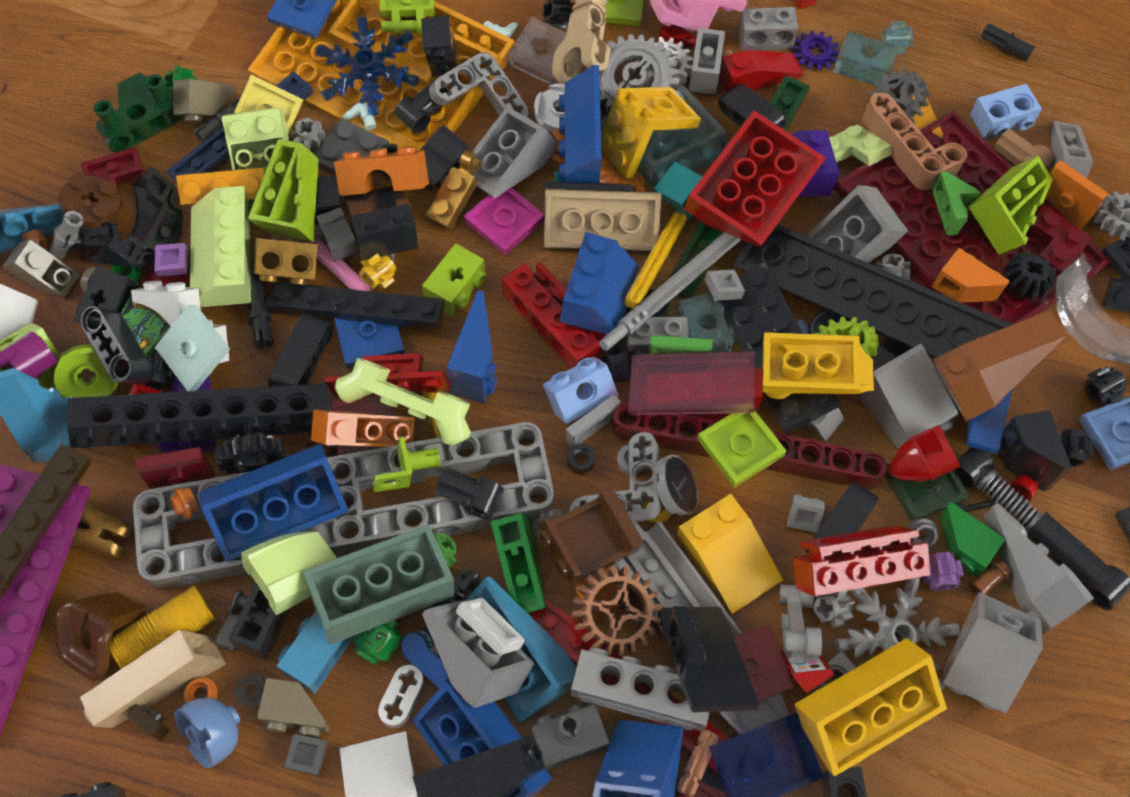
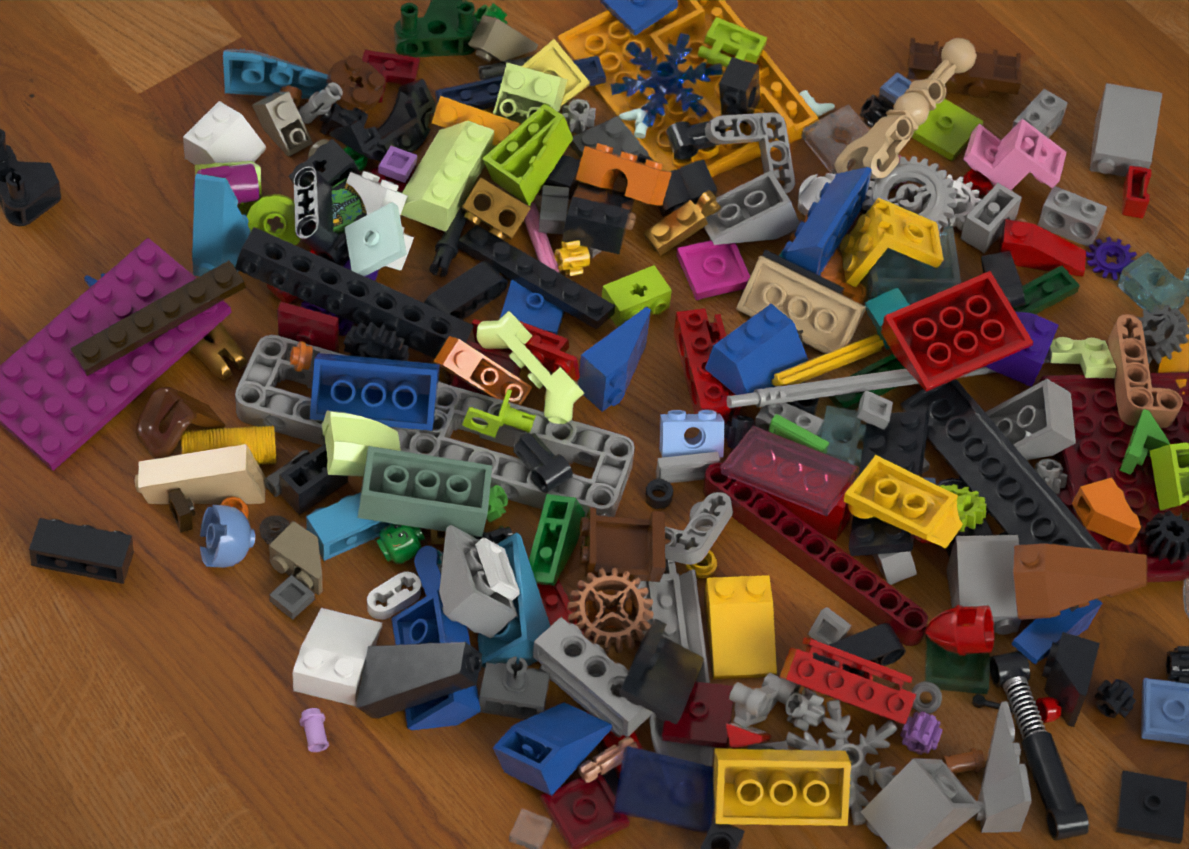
camera: 25 degrees right, 10 degrees down
(676, 486) = (727, 548): tile -> none
(741, 446) = (802, 541): lime plate -> none
(969, 539) = (965, 723): green slope -> none

